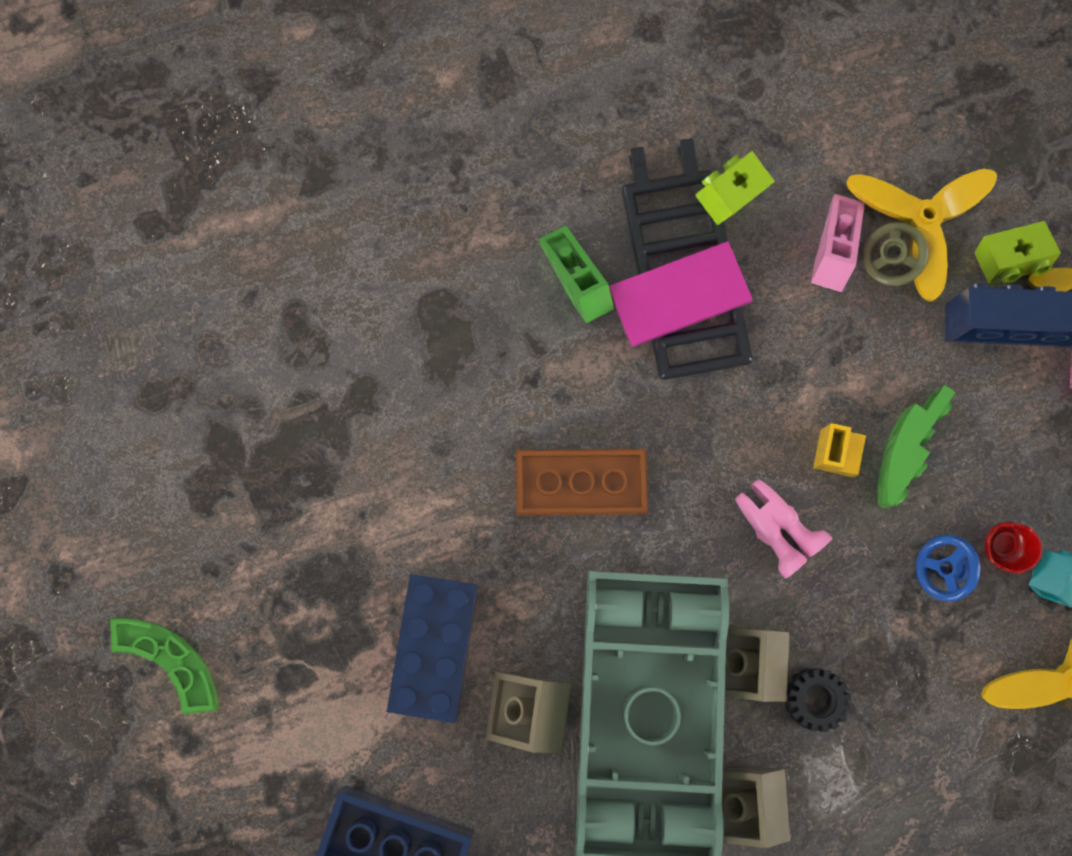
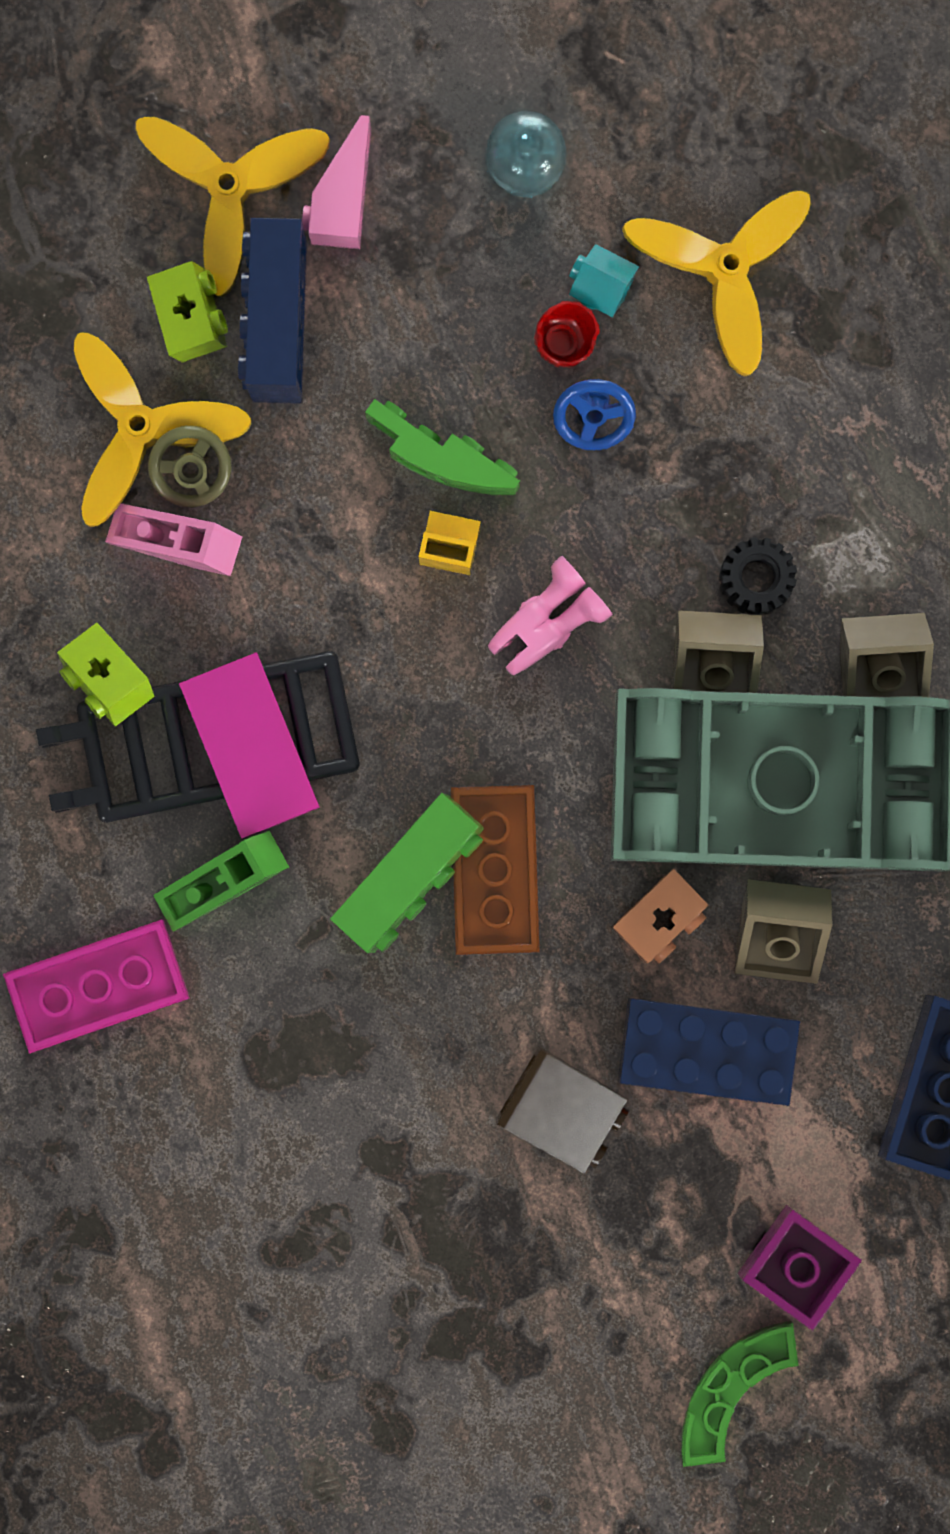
camera: 90 degrees left, 5 degrees up
(257, 717) = (799, 1267): none -> magenta brick
(390, 528) = (562, 1111): none -> slope
(499, 184) = (96, 986): none -> dark pink tile
(560, 620) = (669, 894): none -> nougat brick
(579, 412) = (407, 874): none -> bright green brick

